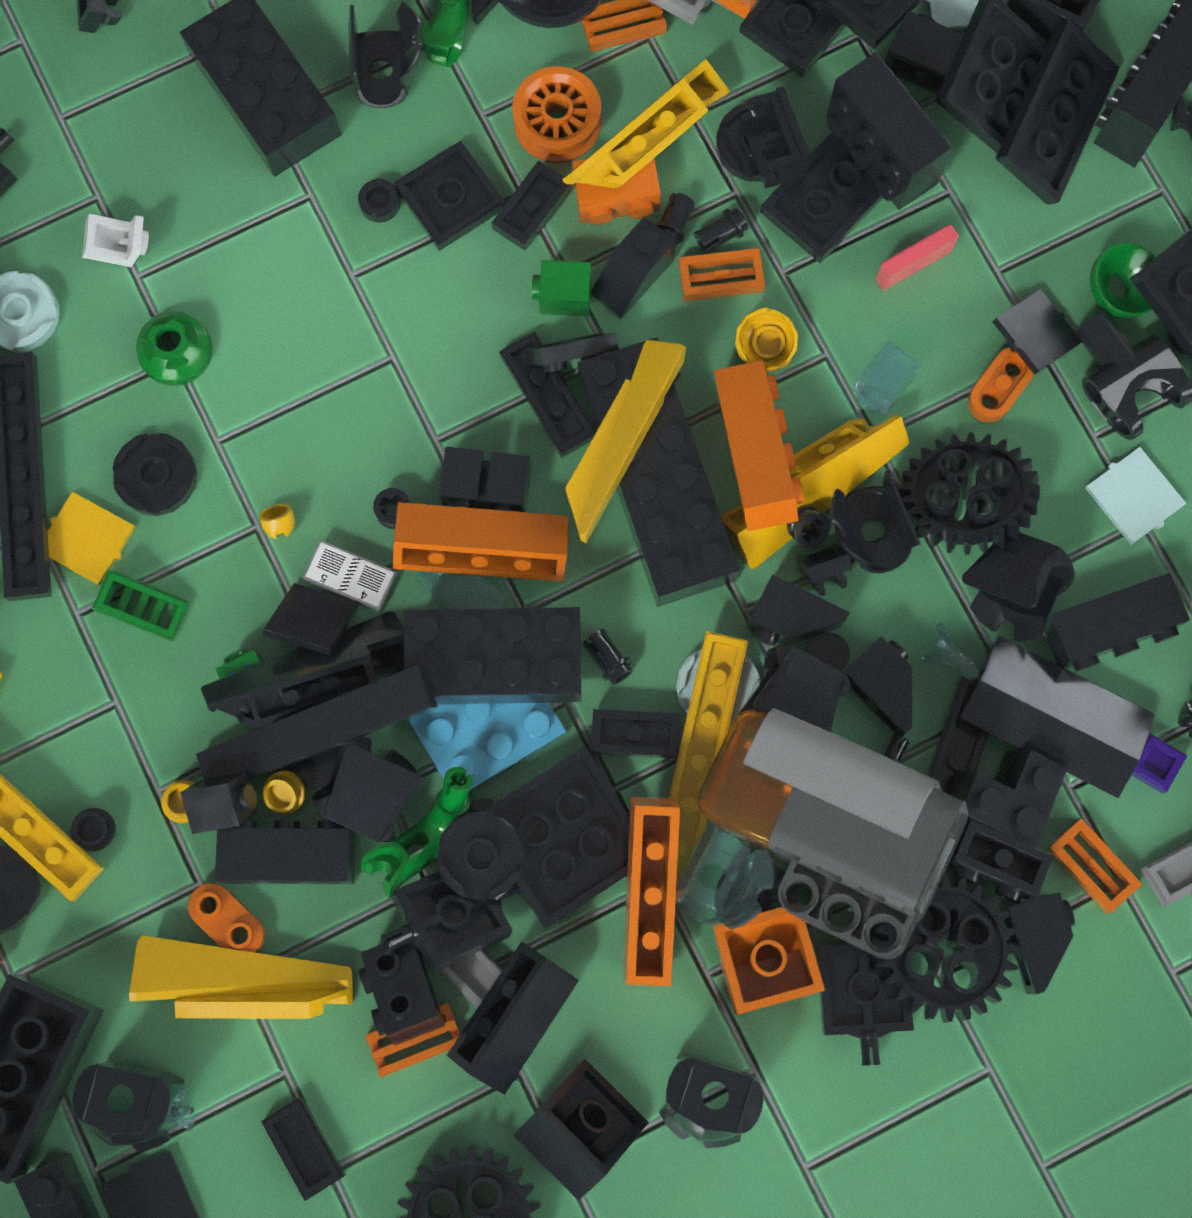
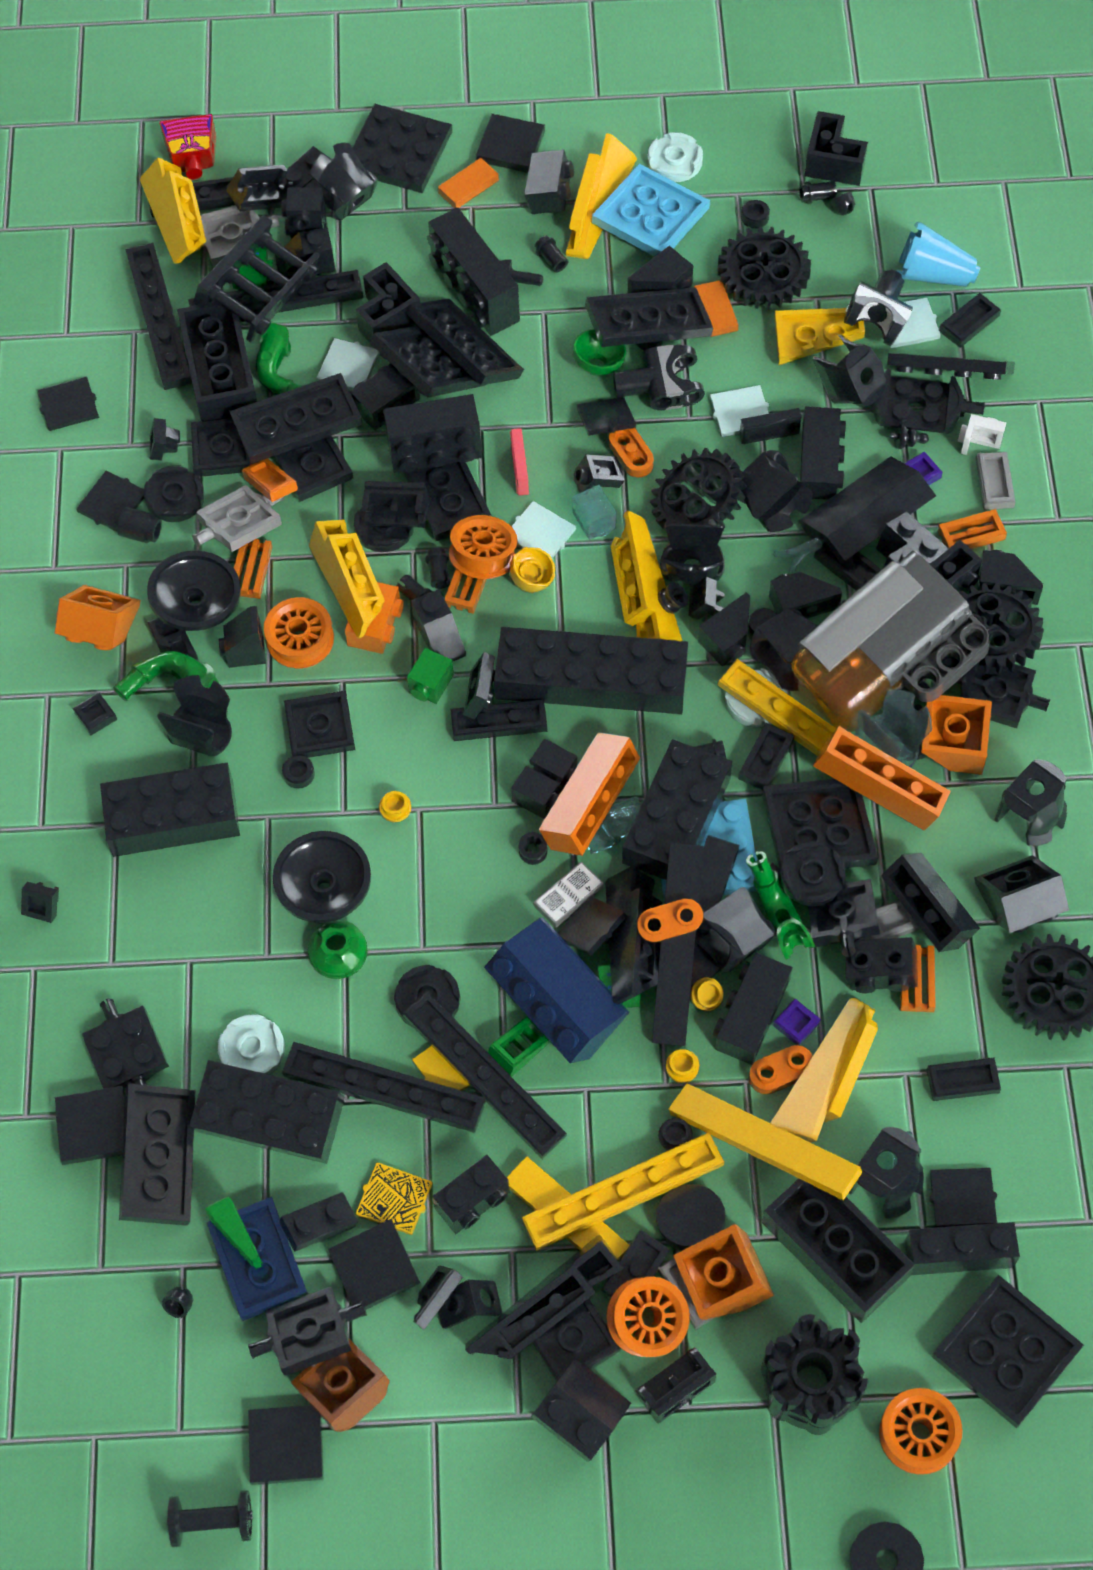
camera: 65 degrees left, 15 degrees down
(79, 580) = (484, 1075): none -> black tile
(102, 942) = (765, 1141): none -> yellow tile
(114, 240) = (236, 952): white bracket -> none
(201, 613) = (556, 991): none -> dark blue slope
(219, 802) = (699, 1029): black brick -> none
(233, 264) = (317, 860): none -> black dish
(277, 520) = (505, 924): yellow hinge -> none
(296, 914) = (796, 1022): none -> dark purple tile
(325, 706) = (670, 920): none -> orange plate
(378, 328) = (395, 806): none -> yellow plate
(427, 735) = (715, 872): none -> black beam
(511, 57) = (243, 640): none -> black slope
(531, 205) = (357, 674): black plate -> none
(622, 433) = (564, 664): yellow wedge -> none
(757, 447) = (606, 598): orange brick -> none
(790, 258) = (482, 546): none -> orange wheel
(833, 328) = (542, 529): none -> light aqua piece
(947, 359) = (598, 470): none -> black bracket
(1124, 541) = (770, 426): none -> black tile

